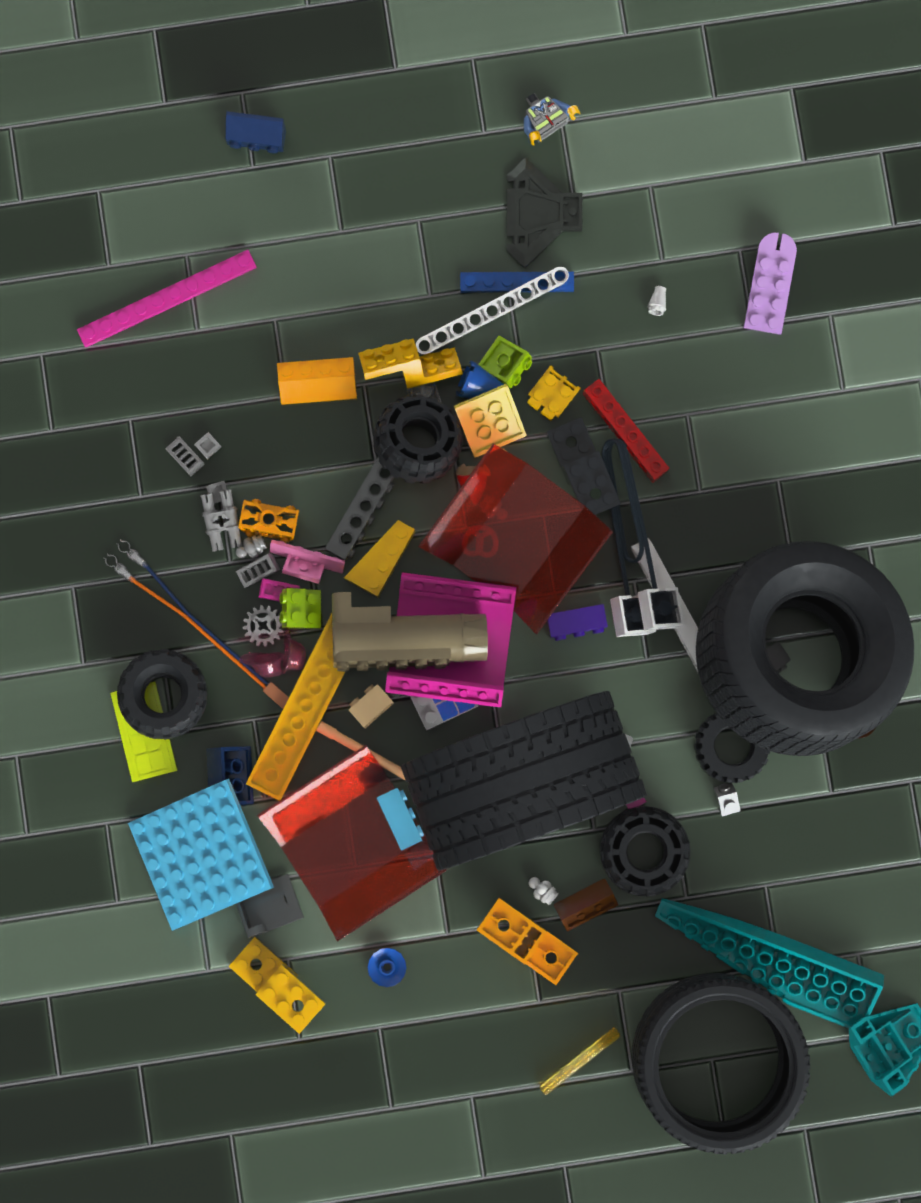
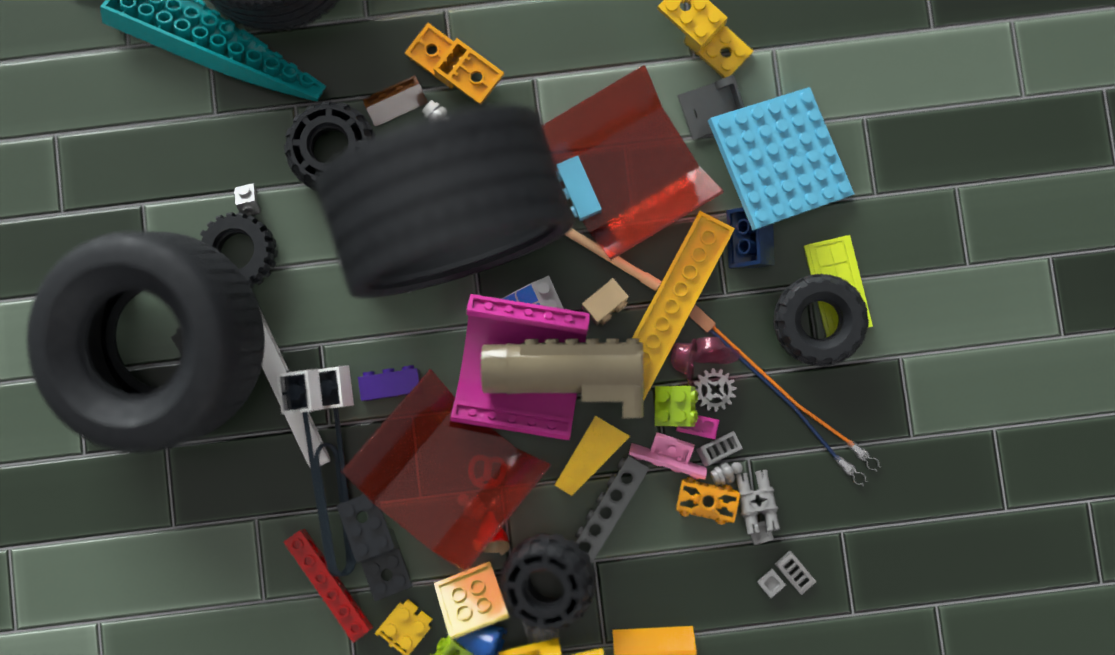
camera: 175 degrees left, 0 degrees up
(379, 974) = (591, 36): blue dish -> none

